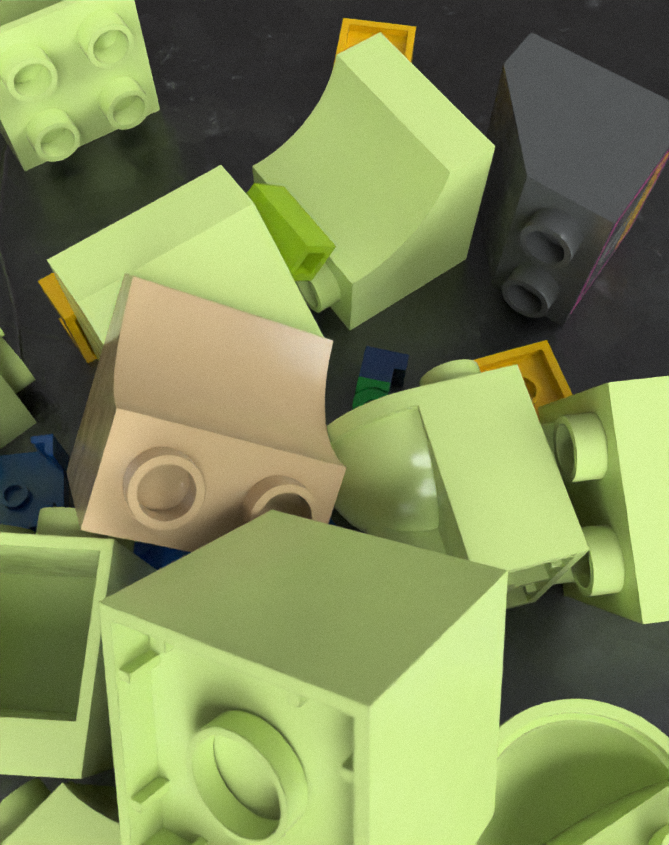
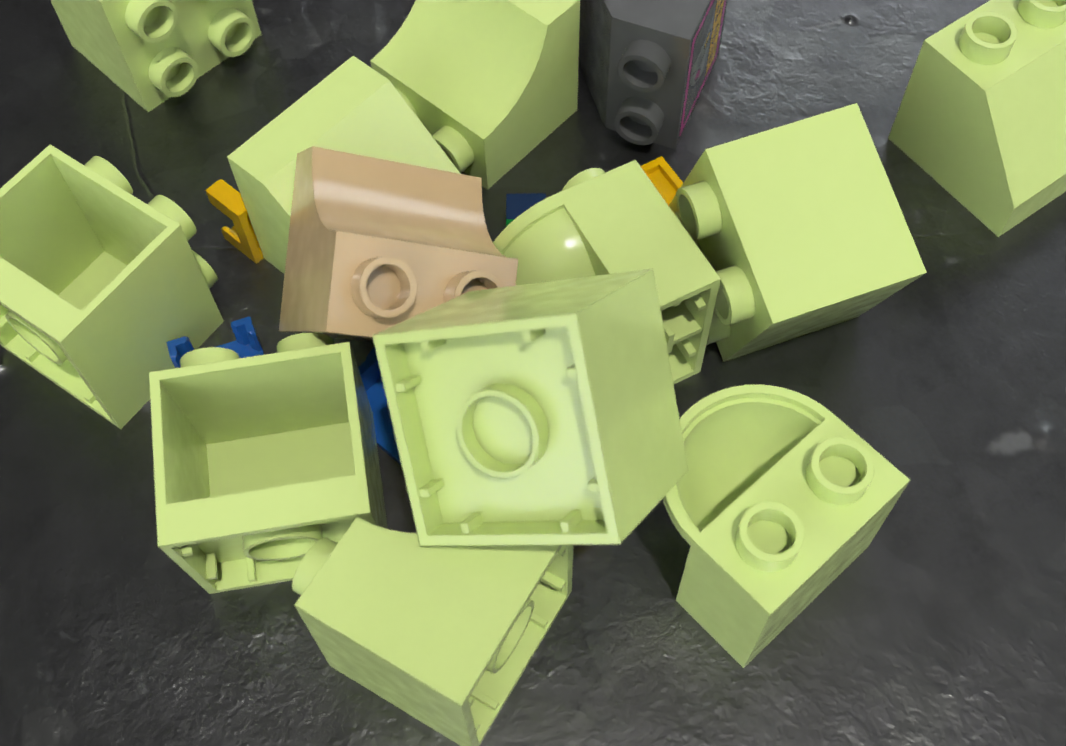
camera: 10 degrees left, 5 degrees down
(293, 230) = (430, 107): lime brick -> none

